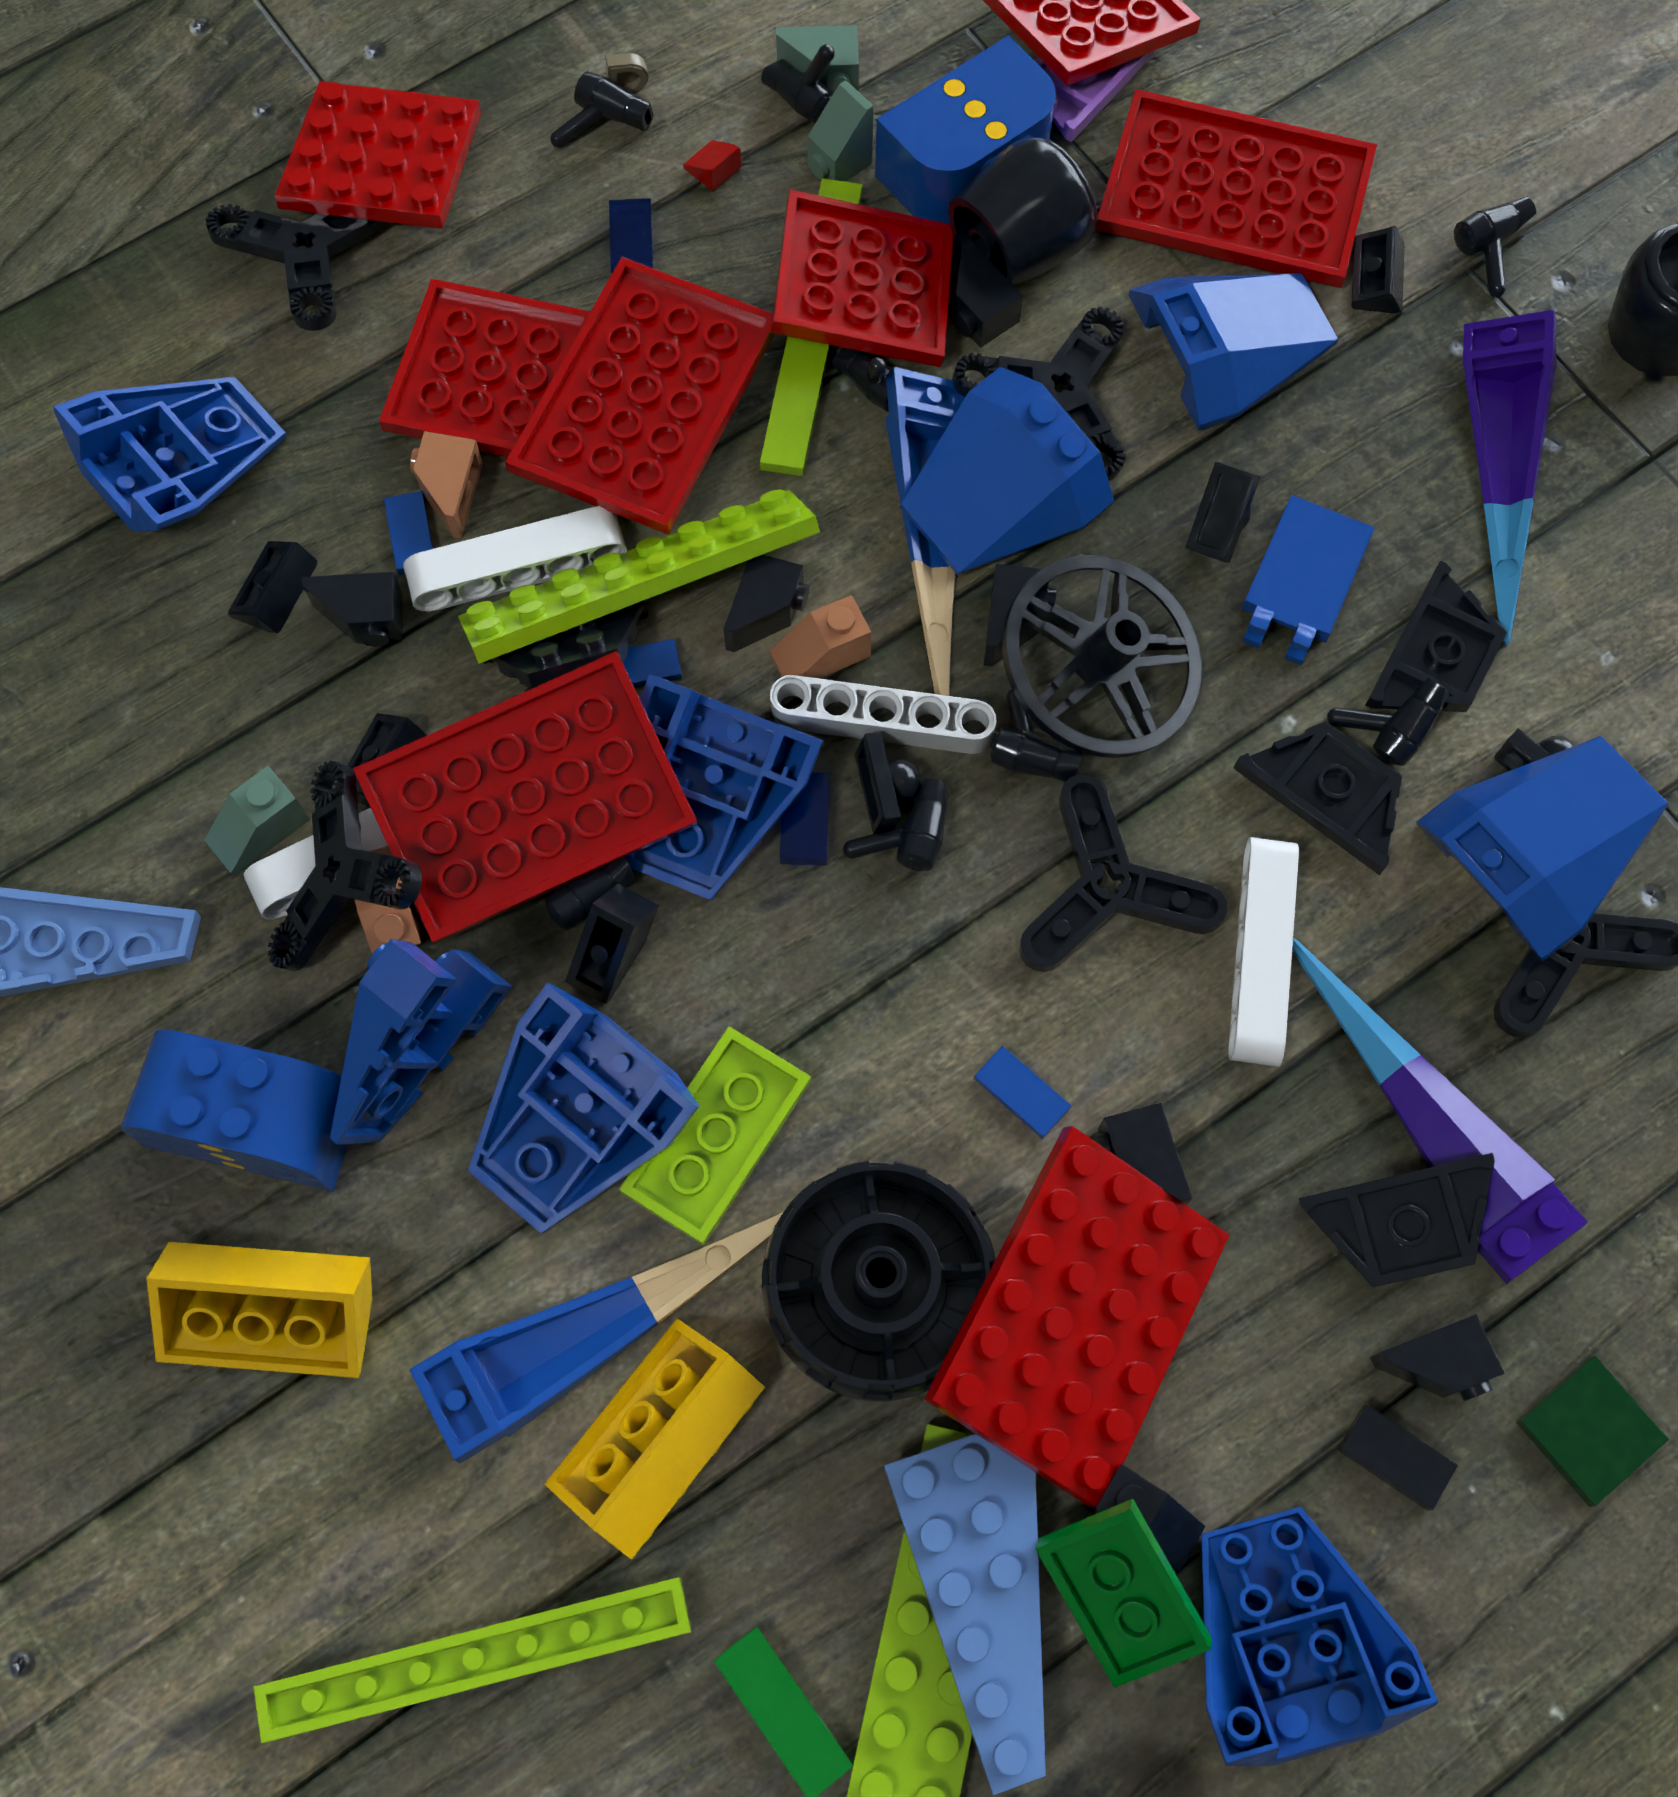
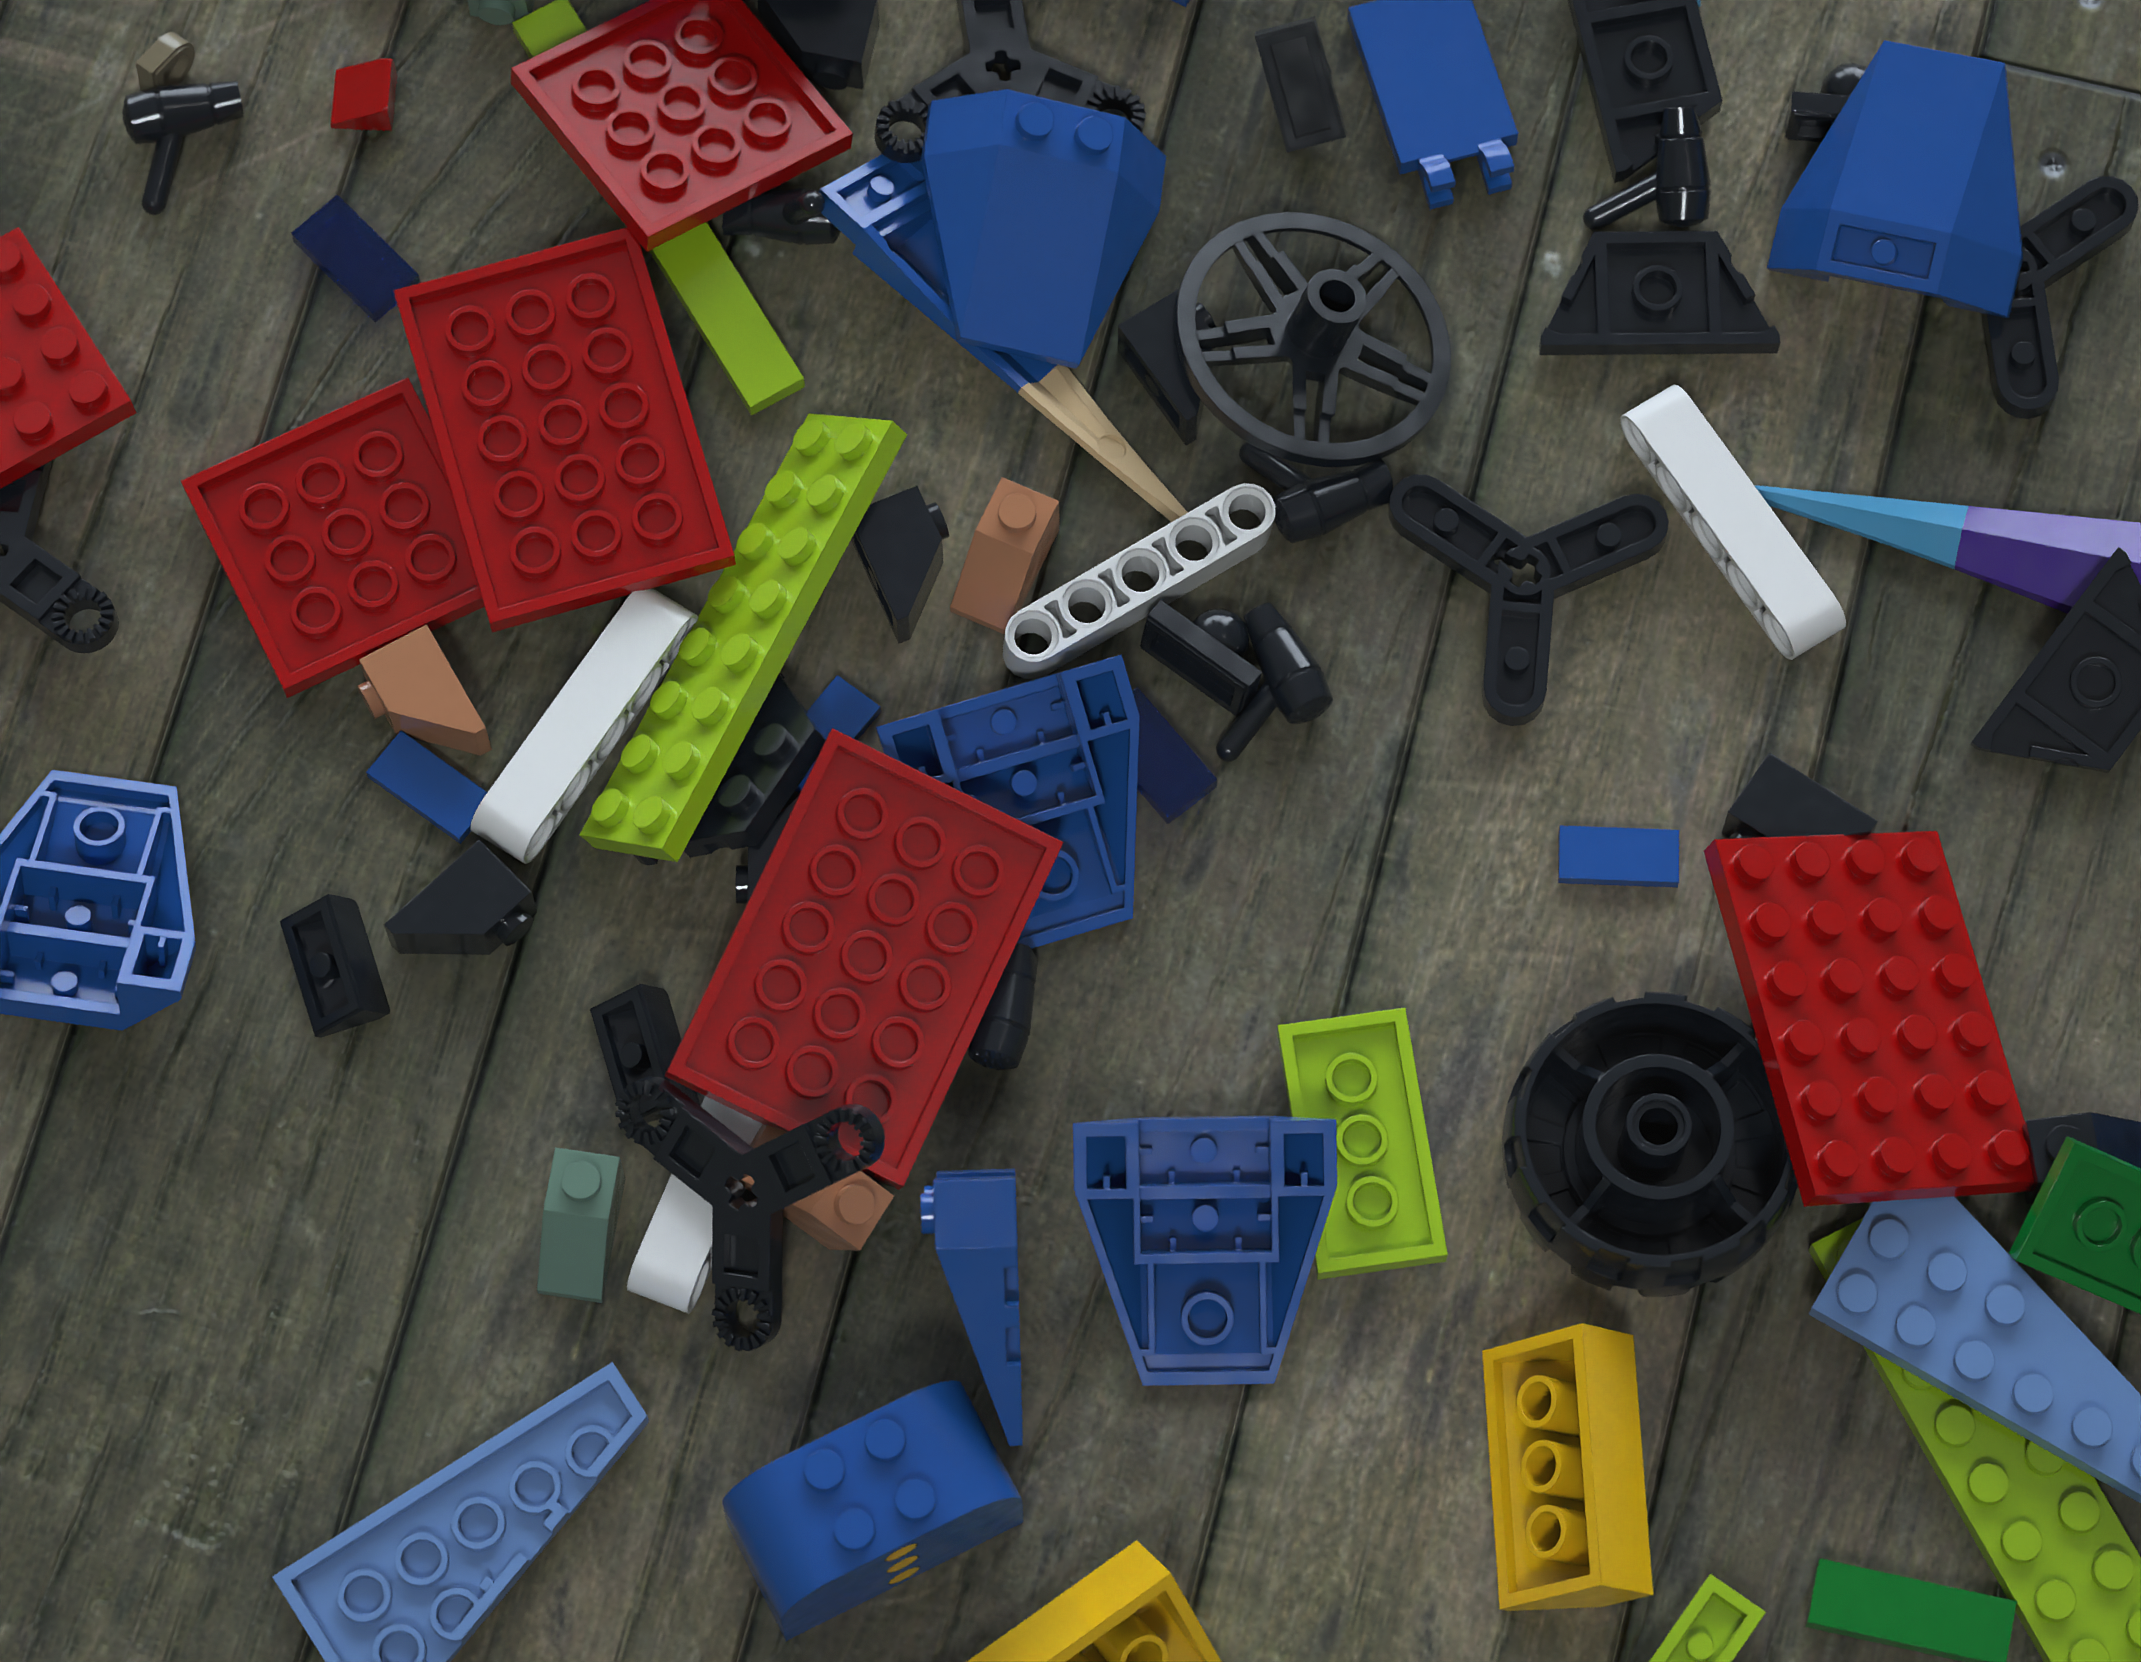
camera: 40 degrees left, 0 degrees up
(518, 1370) = (1384, 1518): blue plate -> none
(610, 942) = (1078, 1041): black slope -> none

